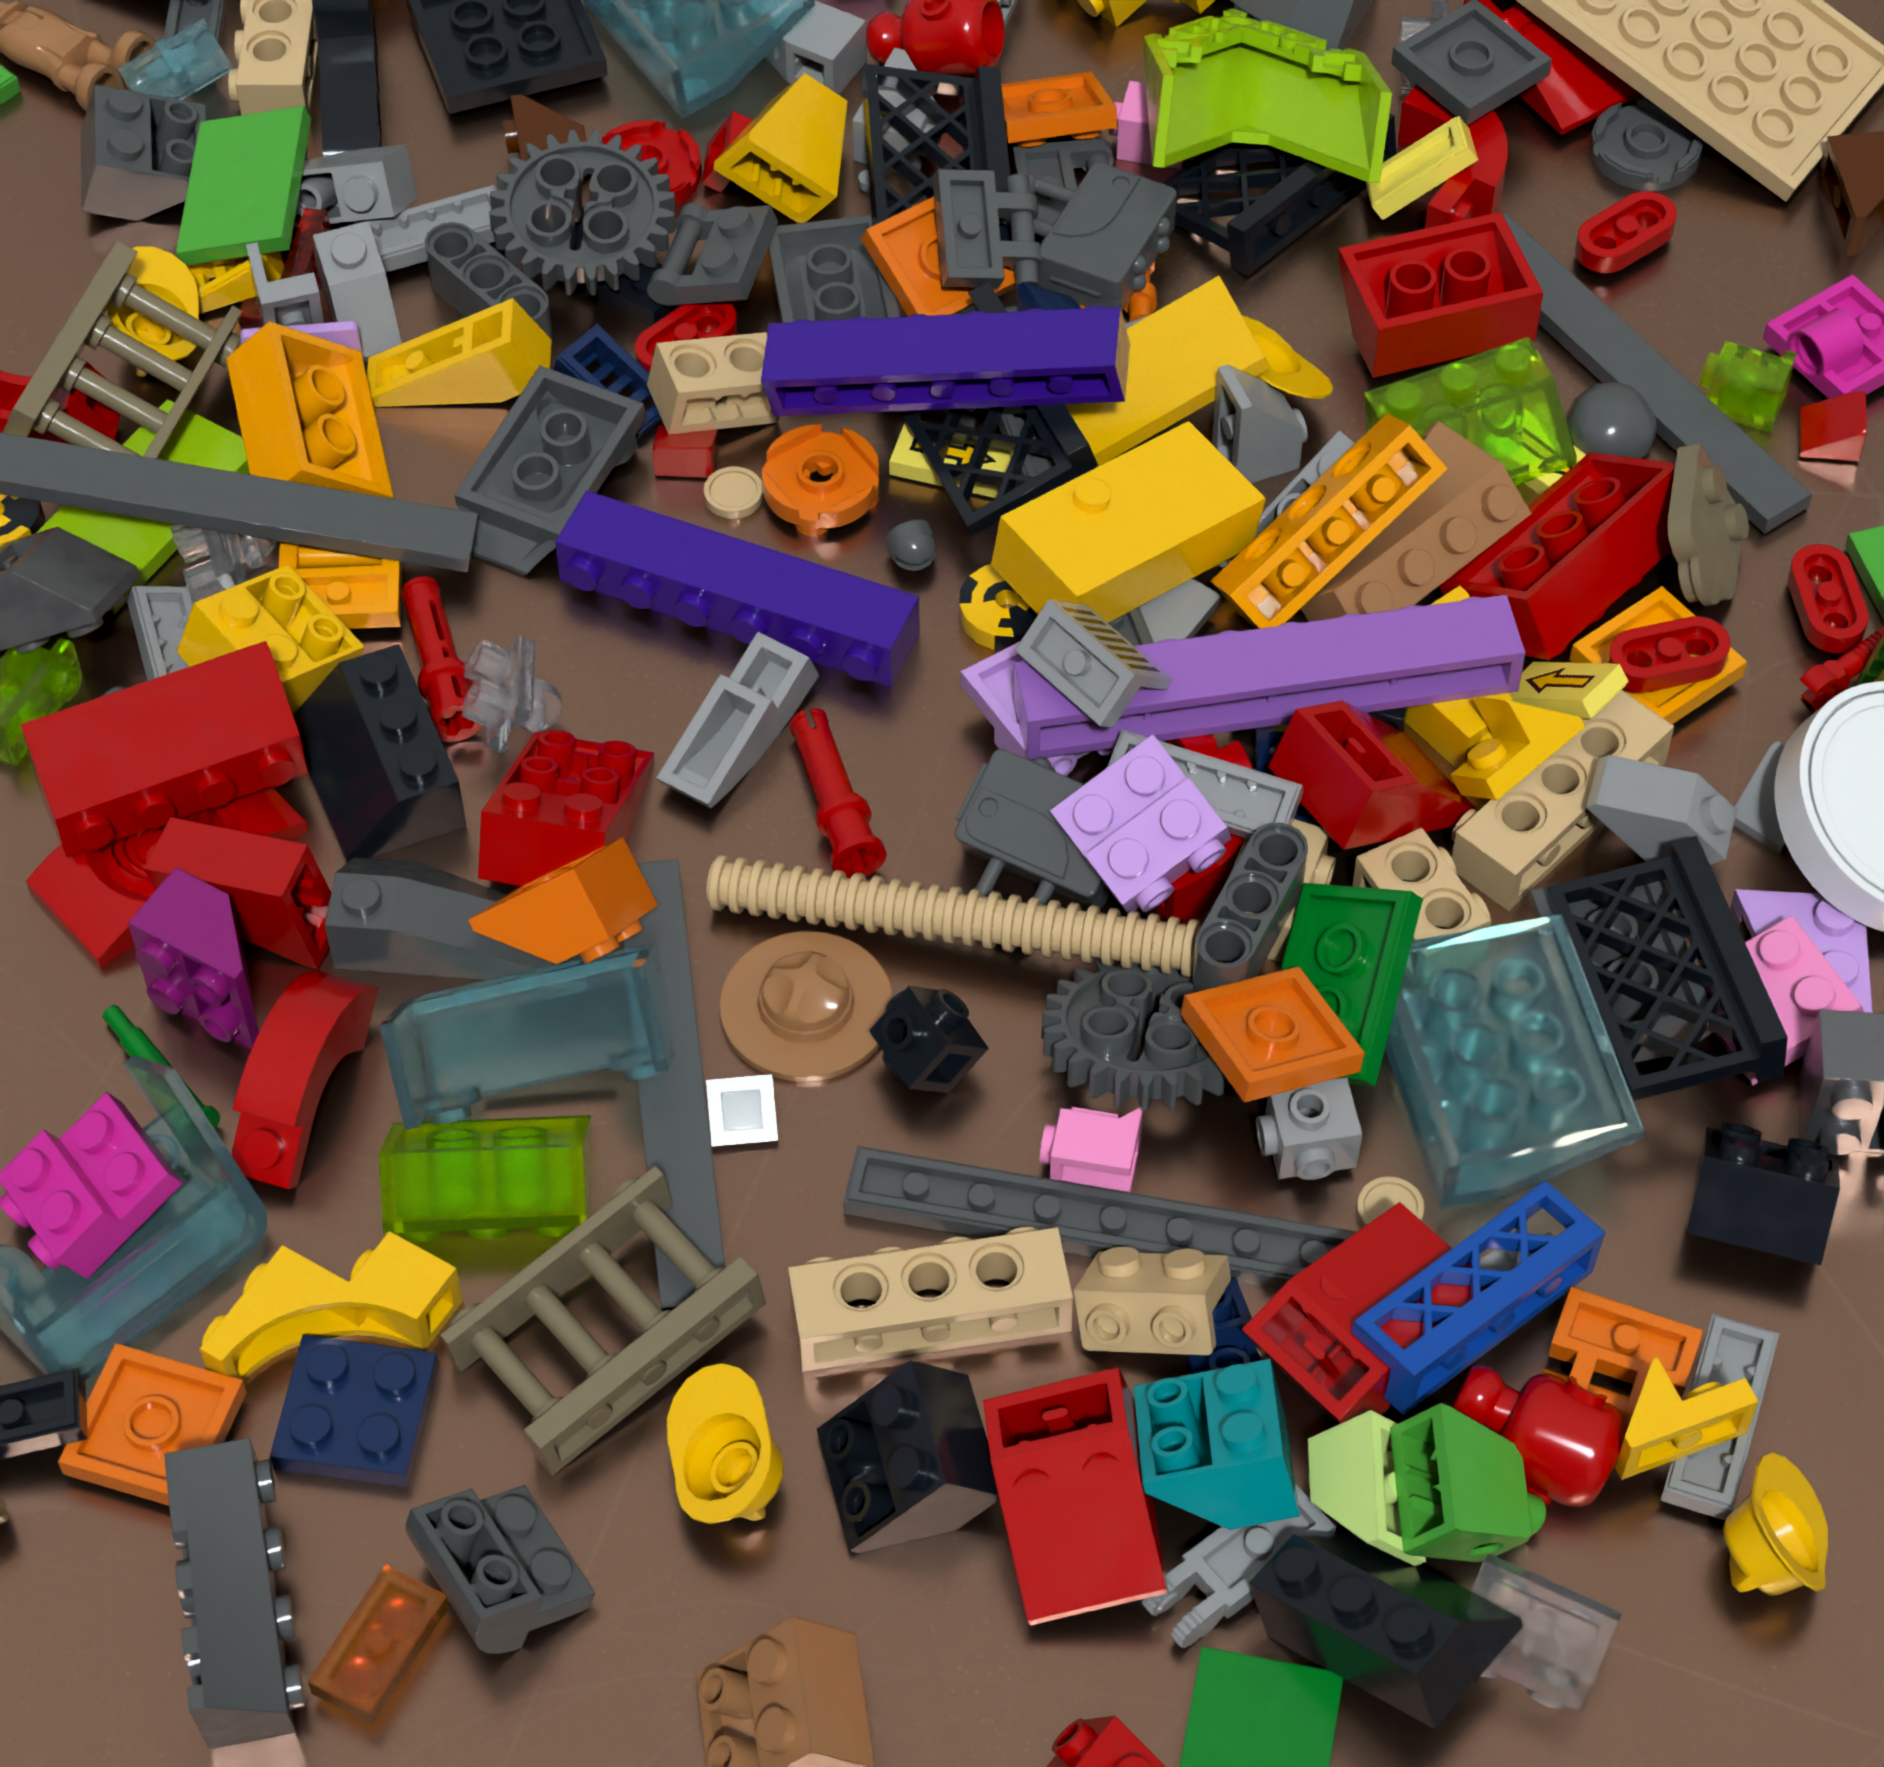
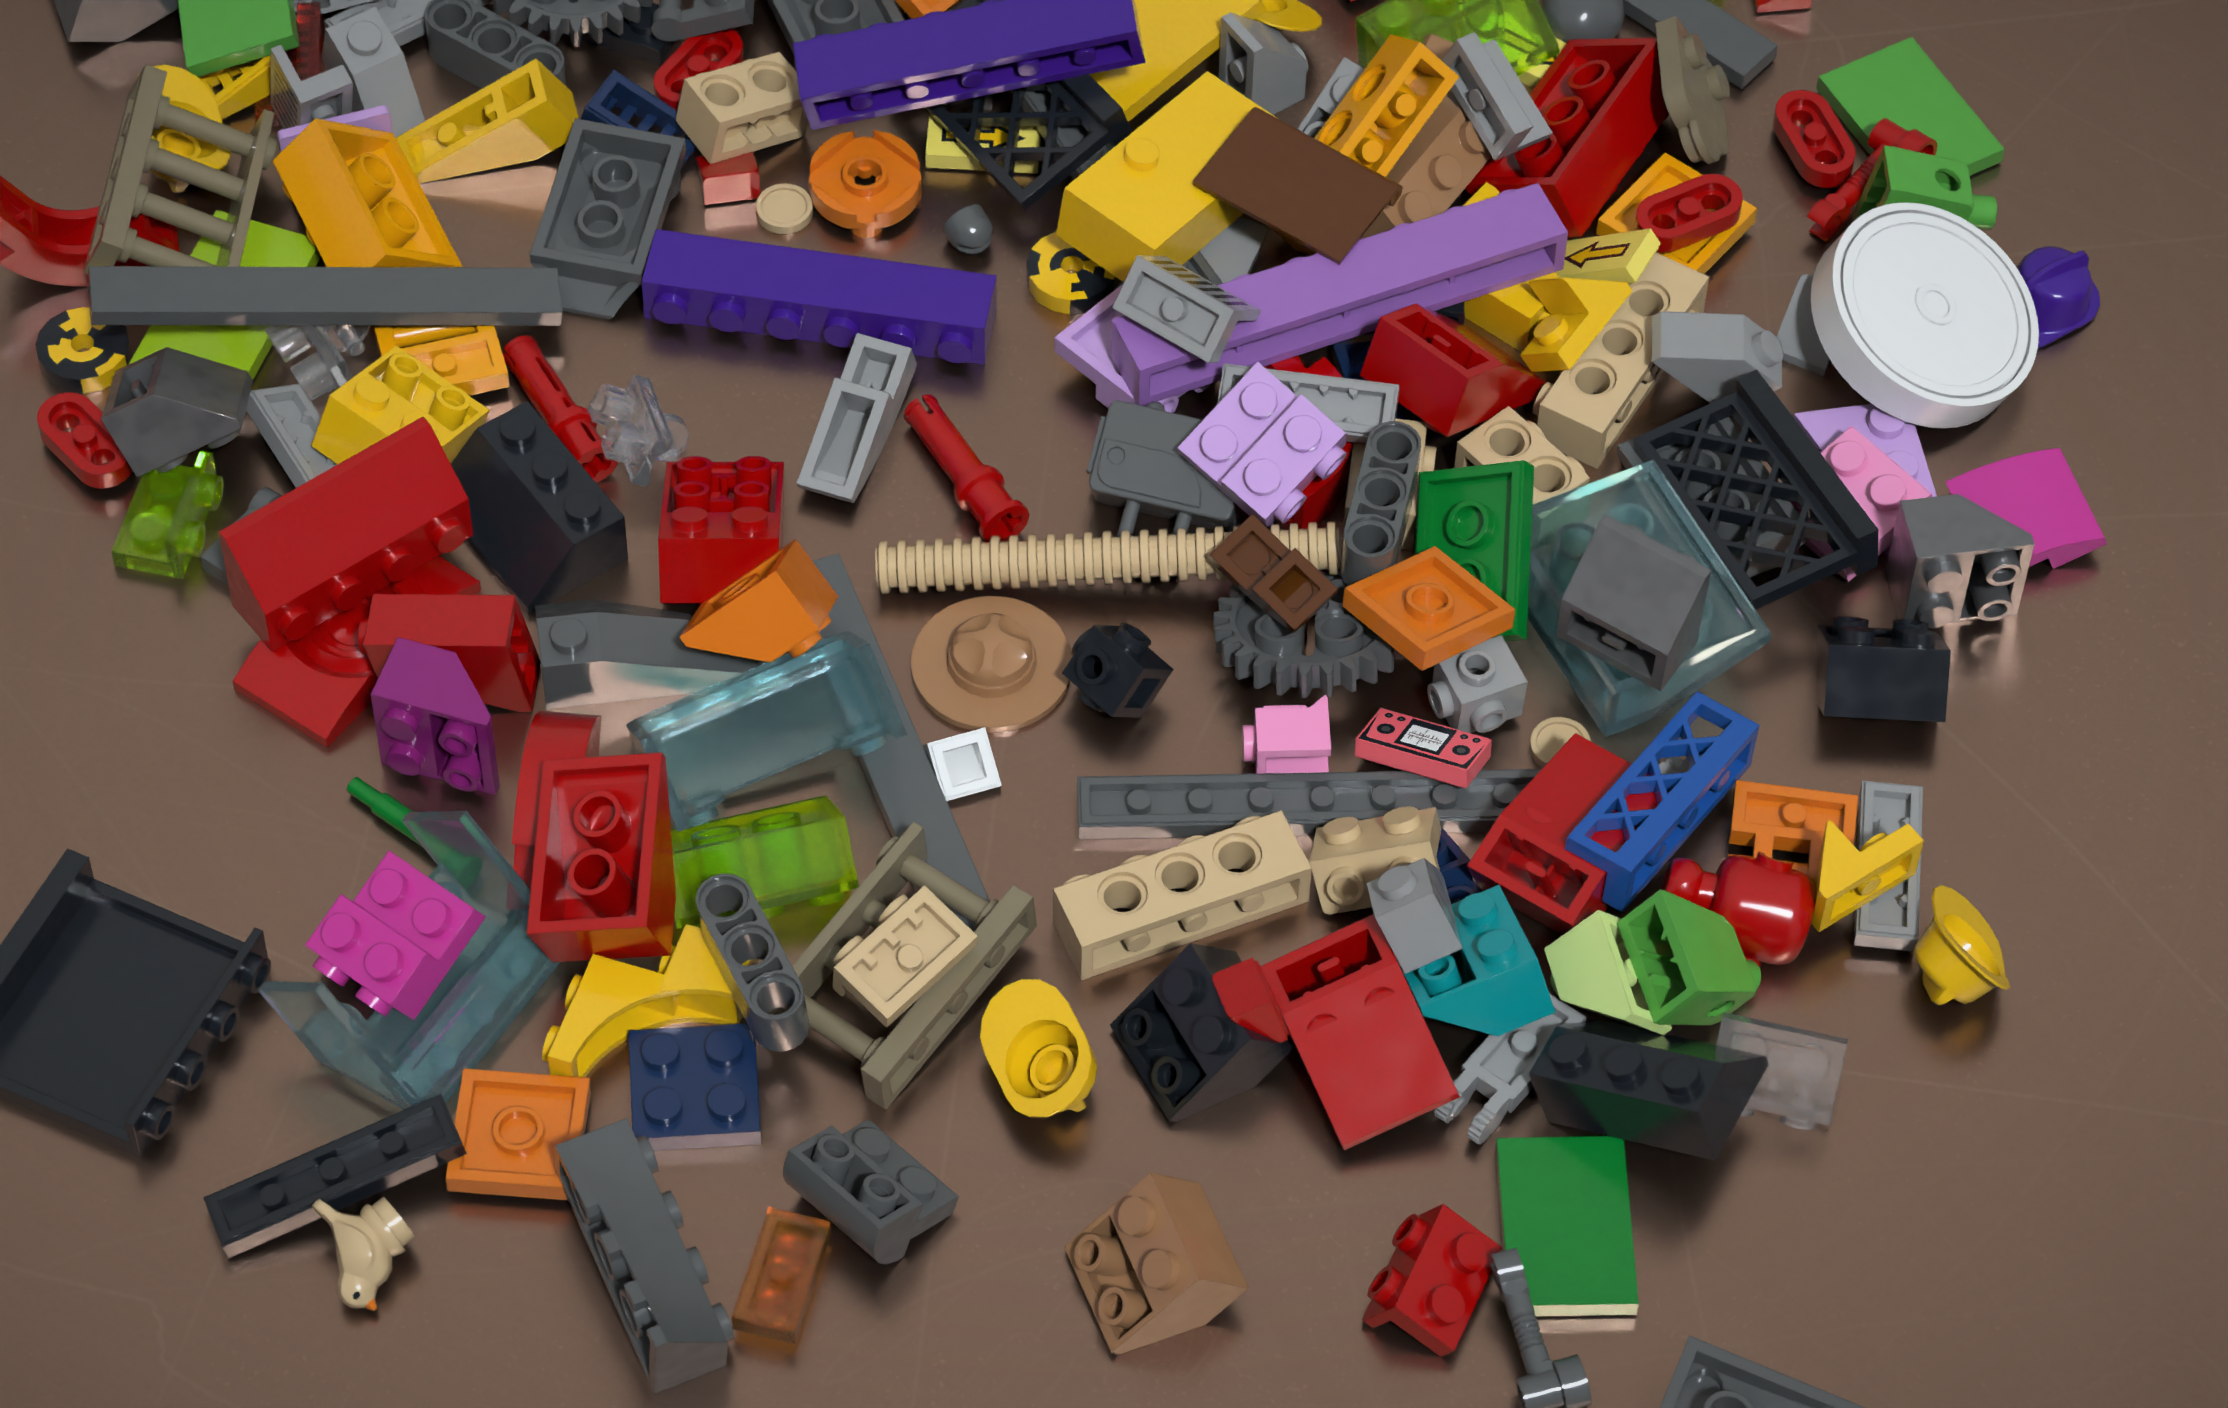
camera: 15 degrees left, 0 degrees up
(312, 1147) = (603, 859): none -> red slope
(443, 1316) = (757, 986): none -> dark grey beam
(597, 1313) = (902, 956): none -> tan bracket
(958, 1438) = (1250, 1000): none -> red slope
(1113, 965) = (1272, 574): none -> reddish brown slope
(1162, 1376) = (1415, 914): none -> light grey slope
(1236, 1185) = (1423, 748): none -> coral tile
(1248, 554) = (1297, 185): none -> reddish brown piece
(1485, 496) = (1494, 97): none -> light grey panel
(1492, 1071) = (1634, 603): none -> flat silver slope

